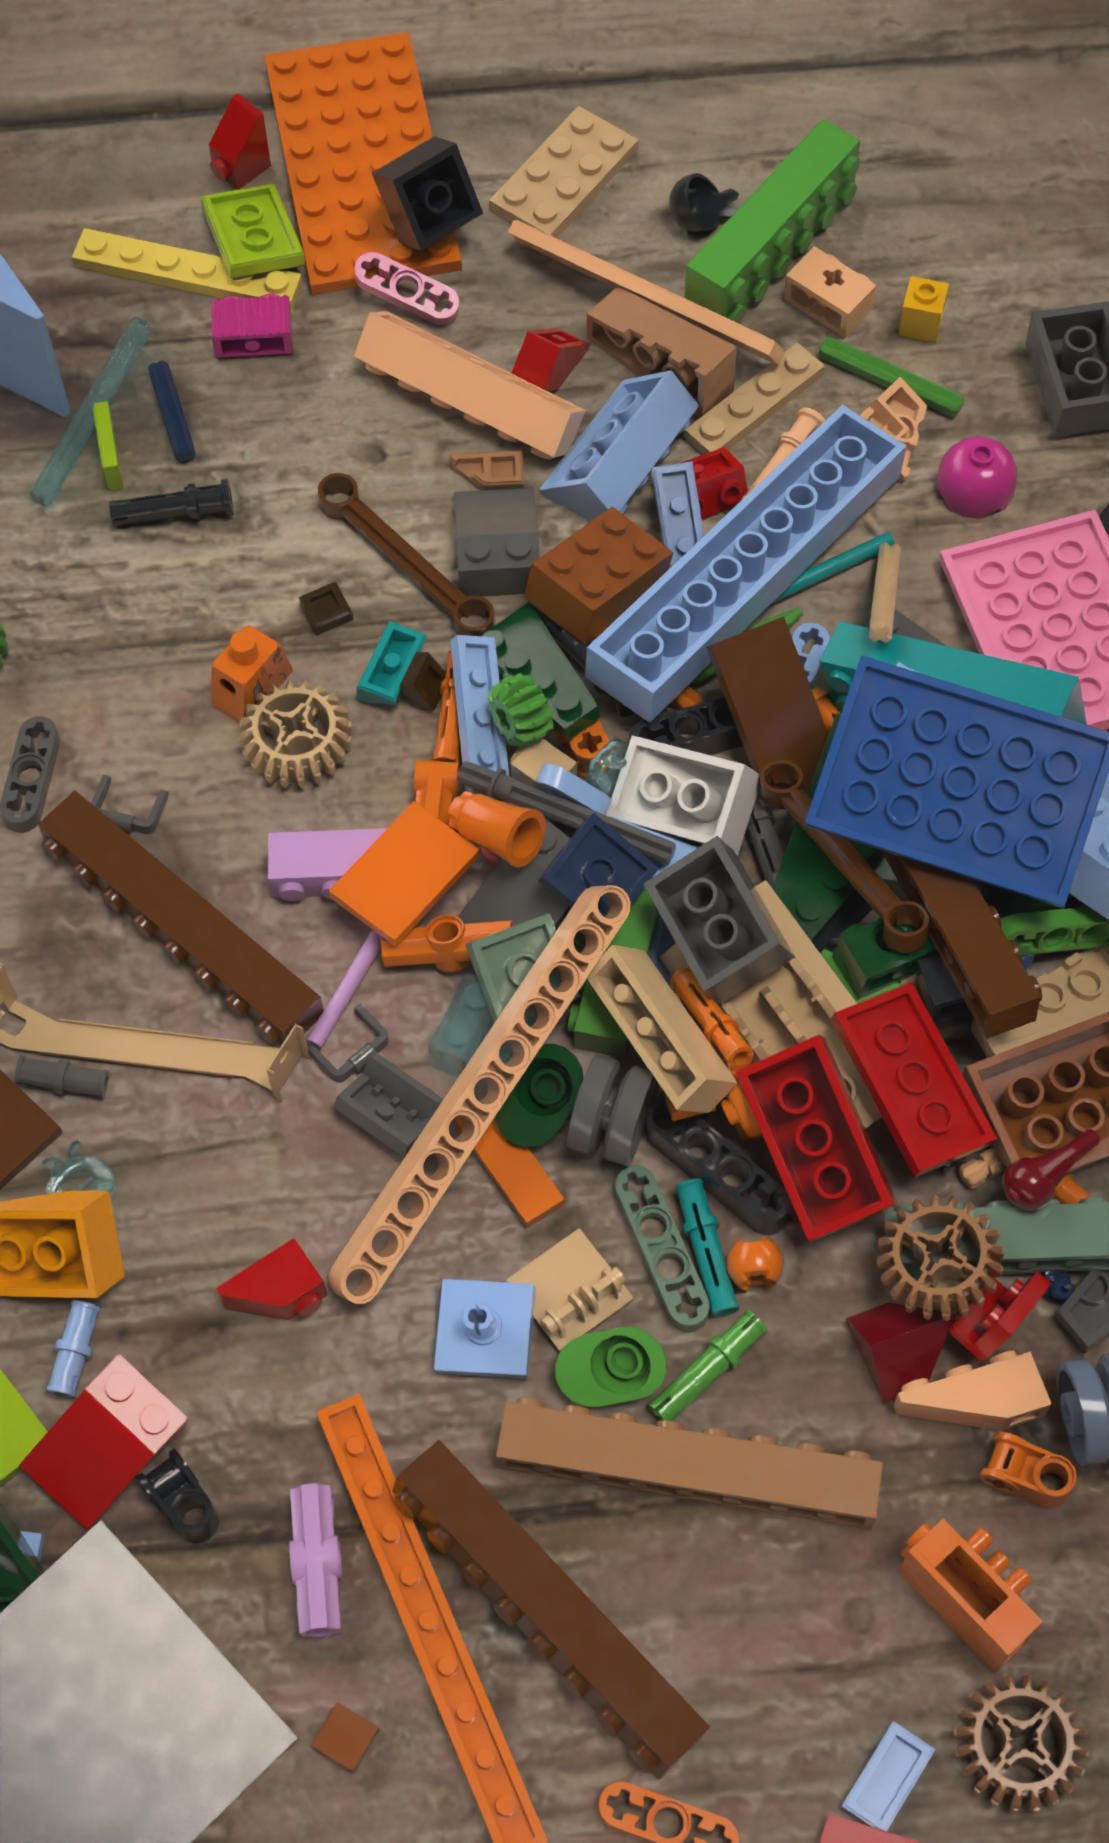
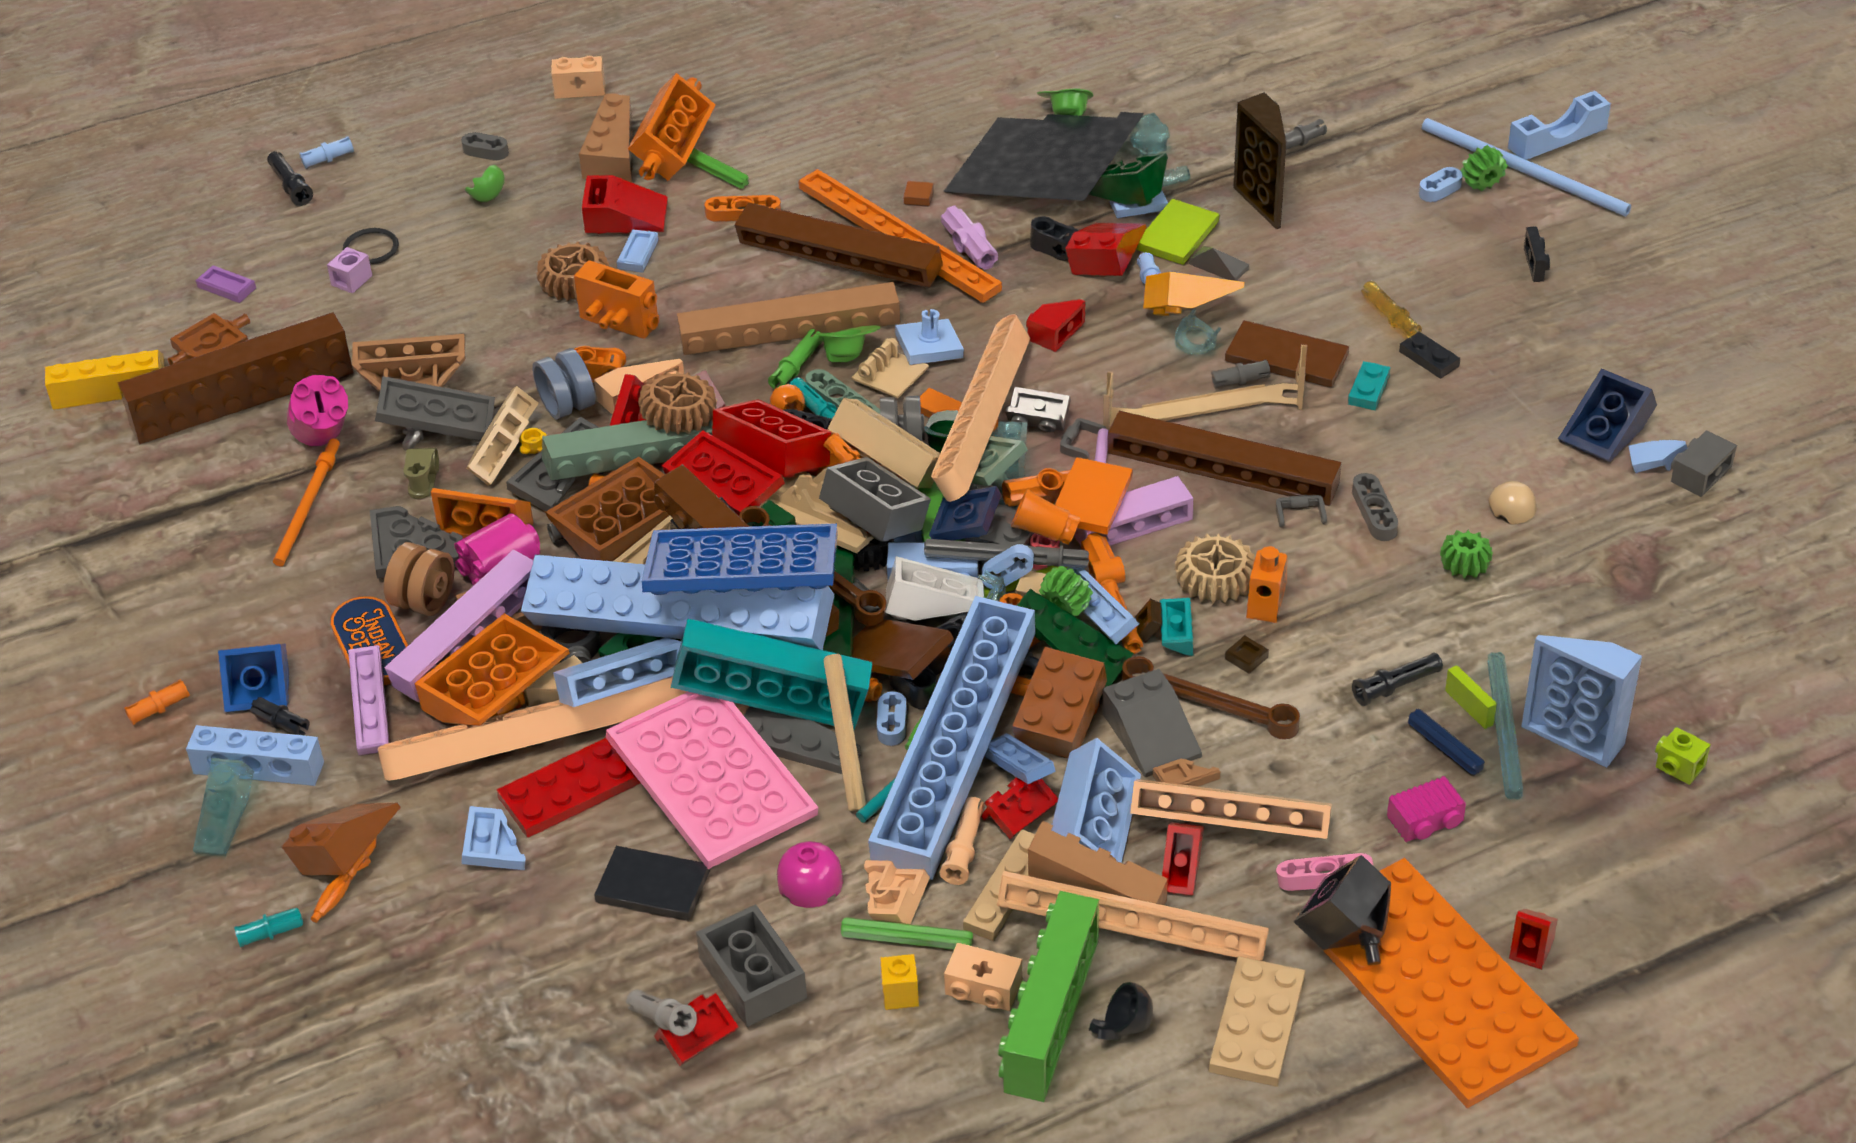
camera: 160 degrees right, 20 degrees down
(177, 268) = (1511, 846): light yellow plate -> none
(252, 230) = (1478, 879): lime tile -> none
(1033, 1181) = (633, 444): dark red piece -> none

